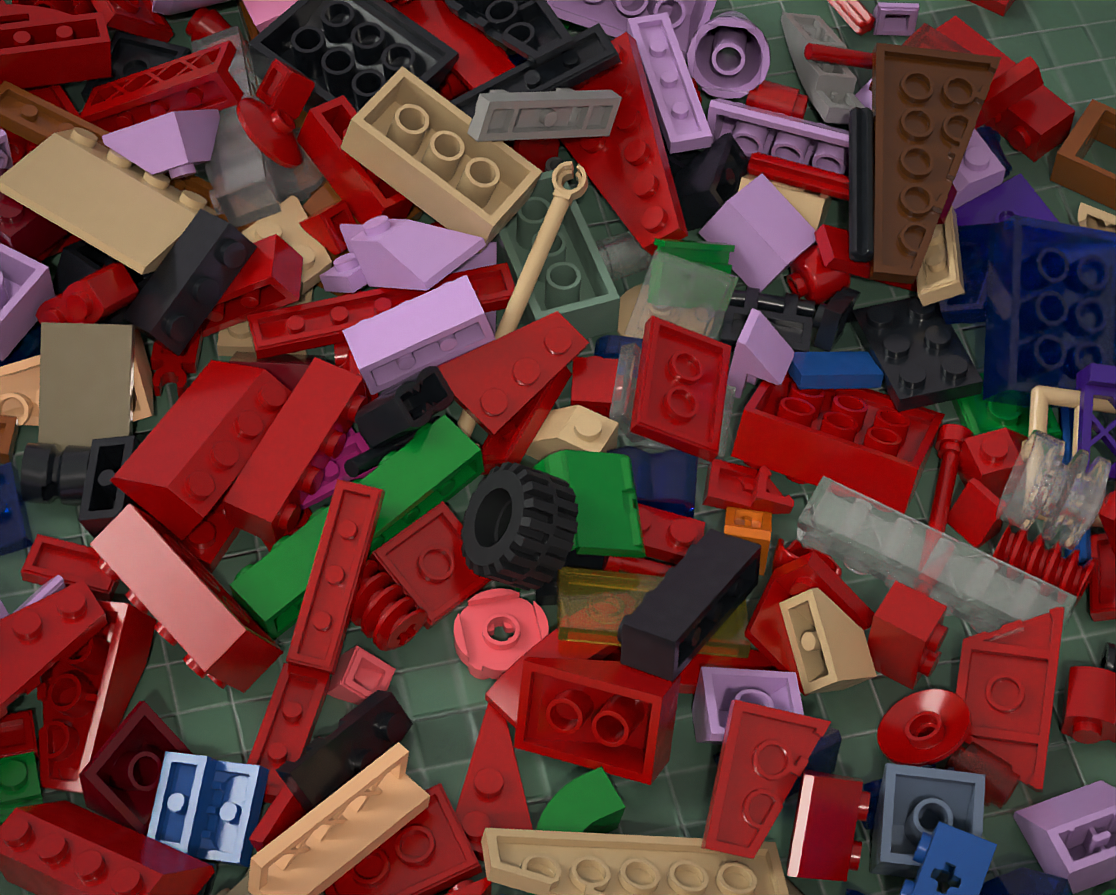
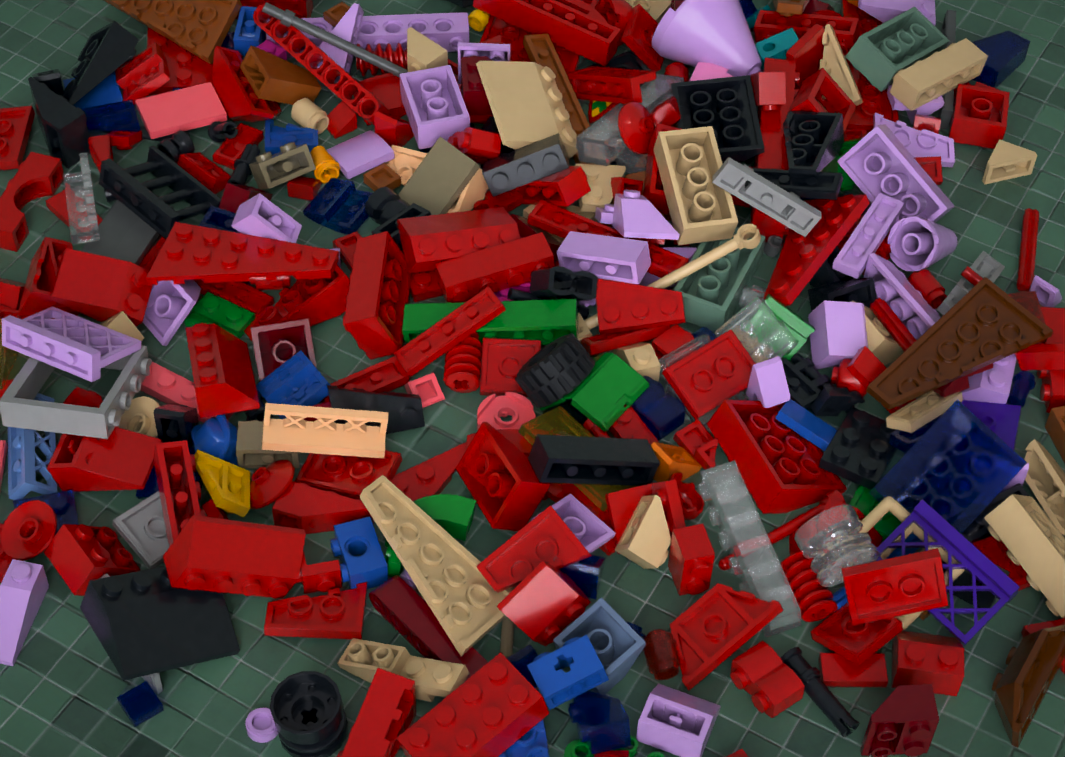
camera: 45 degrees right, 5 degrees down
(168, 142) = (584, 100): lavender slope -> none
(861, 185) = (904, 340): black axle -> none
(924, 727) = (656, 610): red dish -> none

